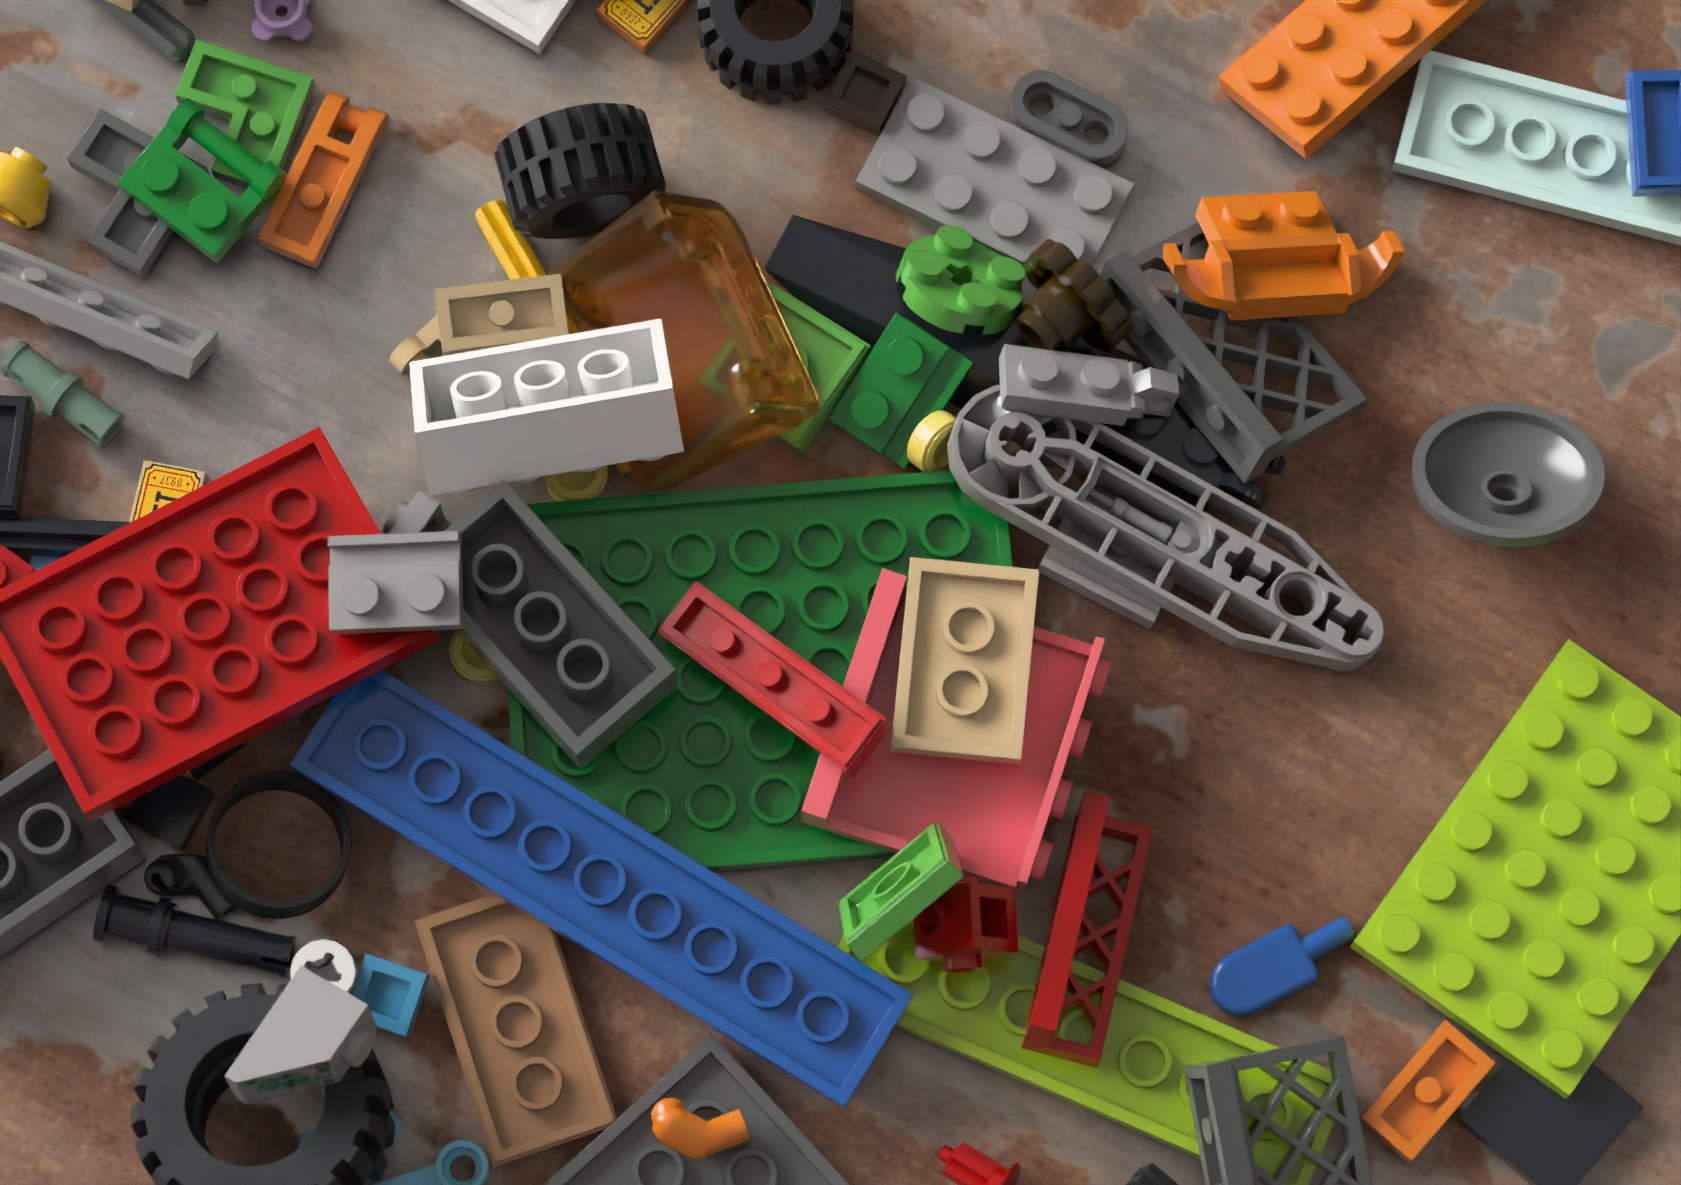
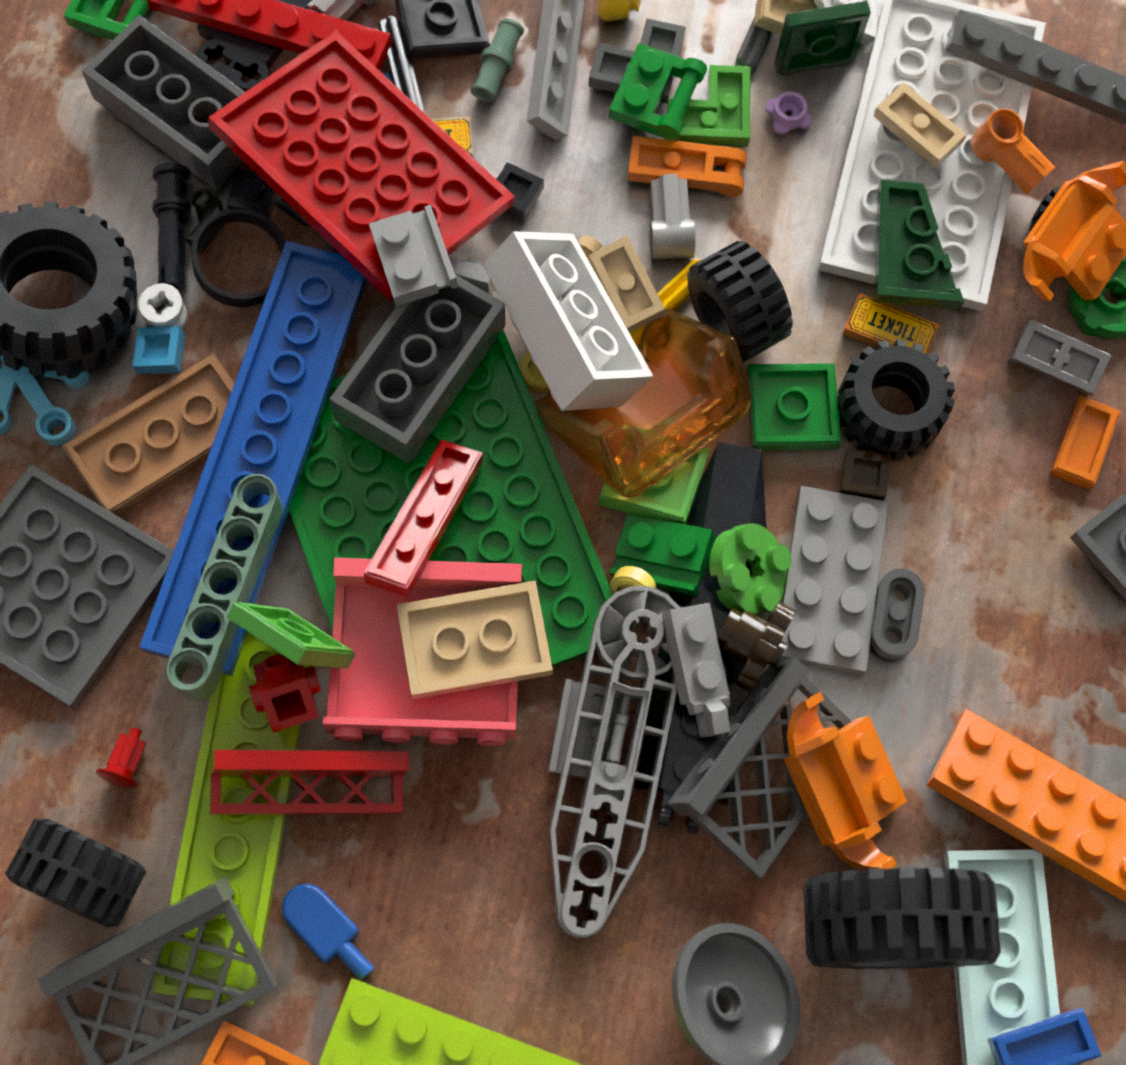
camera: 70 degrees right, 5 degrees down
(285, 419) = (524, 186): none -> black plate
(303, 1041) = (88, 280): light grey slope -> none
(422, 231) = (671, 228): none -> light grey piece
(692, 1134) = (100, 559): orange arm -> none
(740, 151) = (794, 407): none -> green plate
(783, 935) = (222, 565): none -> sand green beam
(1480, 242) = (901, 918): none -> black tyre

